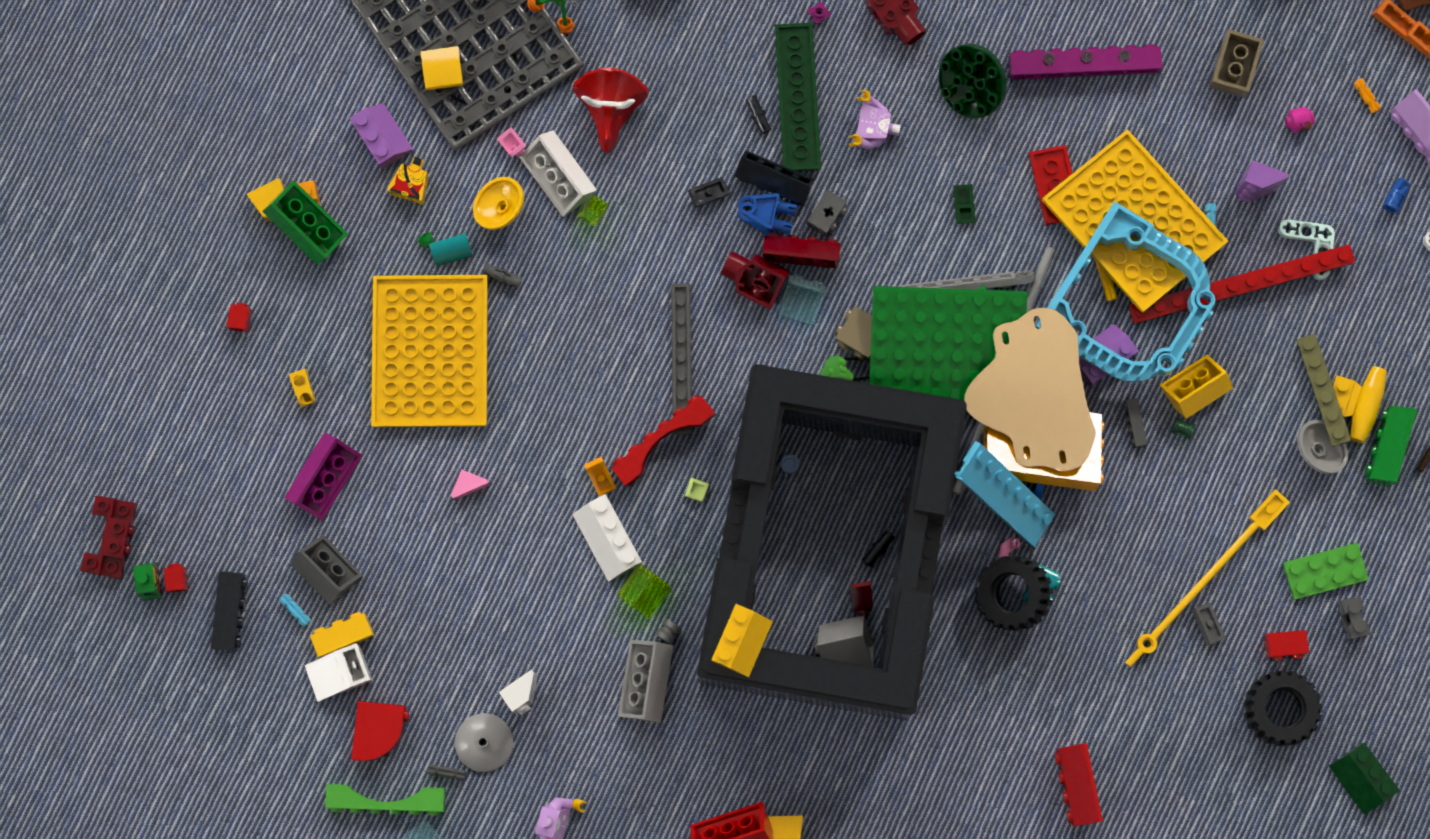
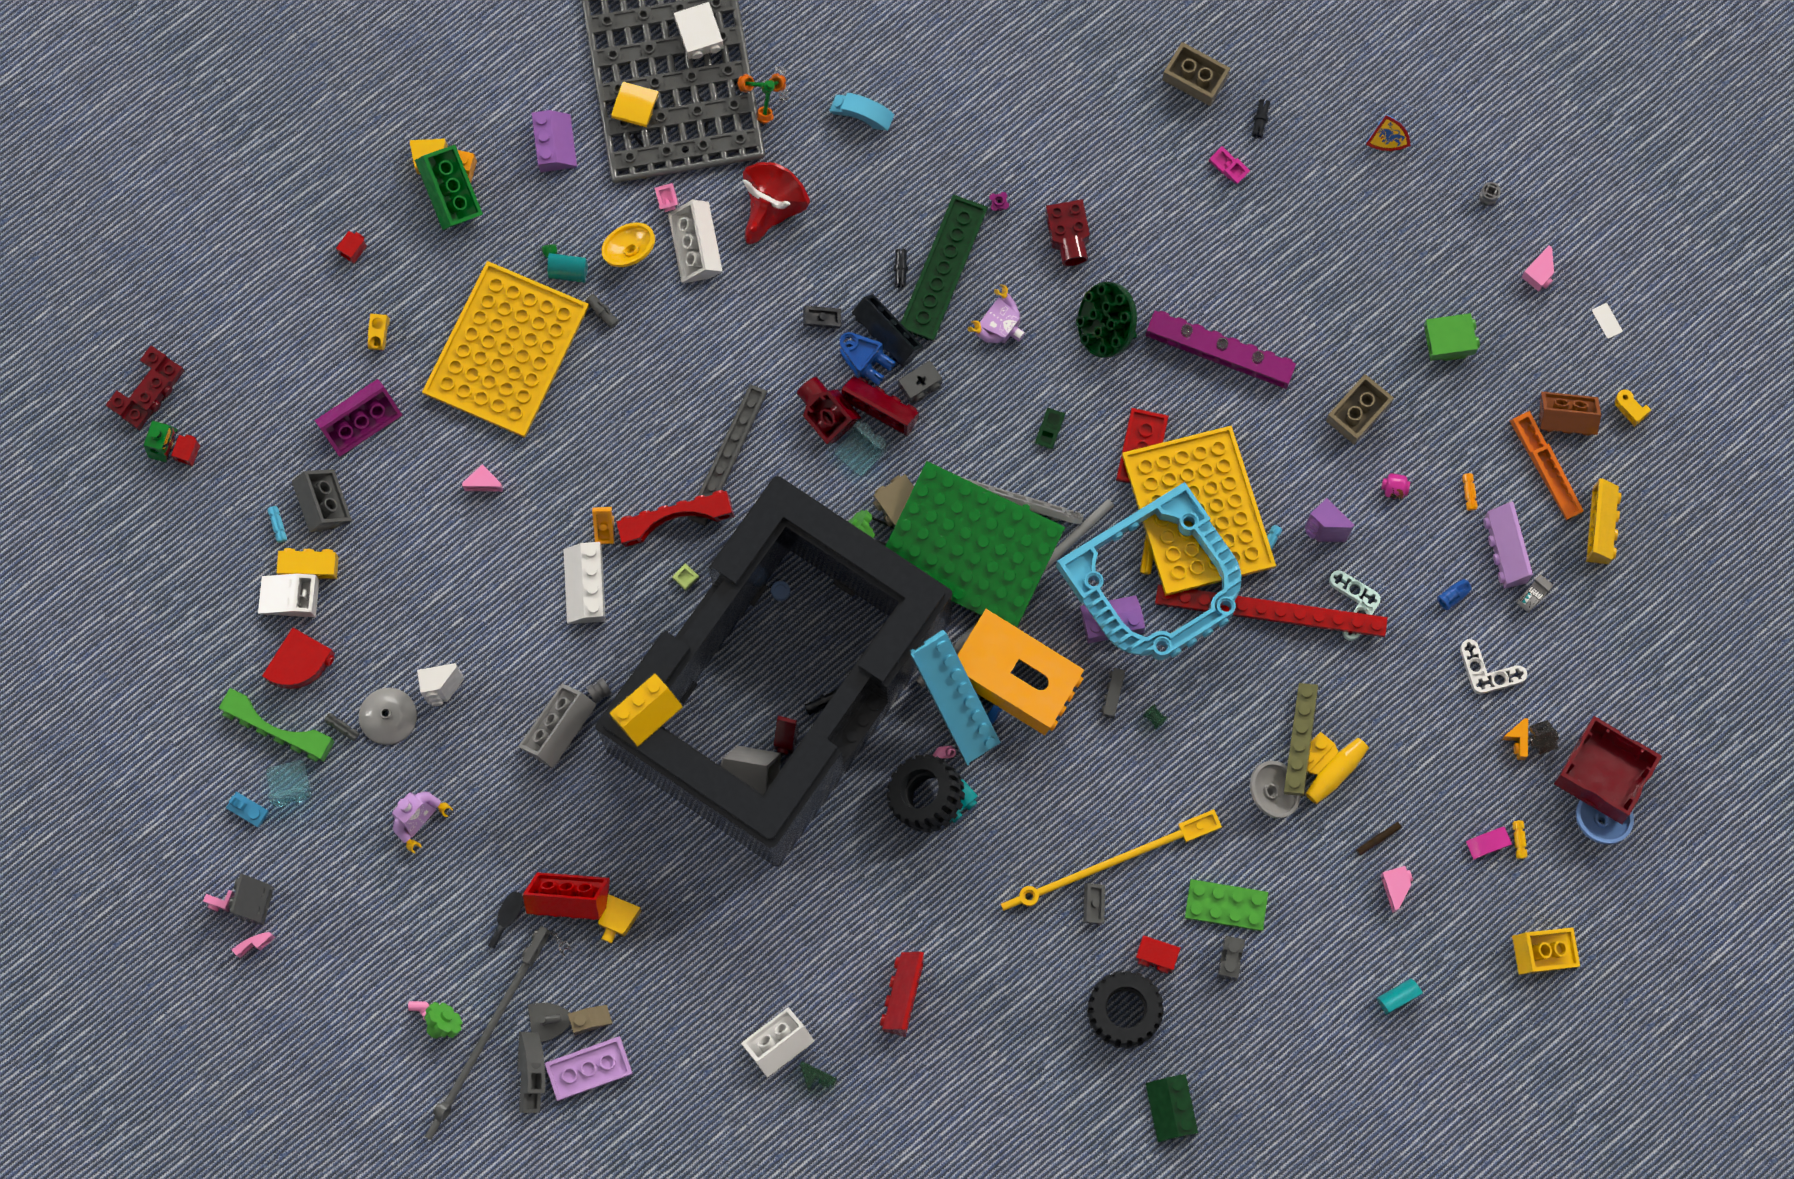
camera: 25 degrees right, 5 degrees down
(228, 611) = (217, 499): black brick -> none
(410, 182) = (559, 193): torso -> none
(593, 210) = (710, 287): clear neon green brick -> none
(644, 591) = (593, 644): clear neon green slope -> none
(1036, 392) = (1029, 619): tan piece -> none
(1197, 386) = (1185, 685): yellow slope -> none
(1390, 445) = (1341, 814): green slope -> none

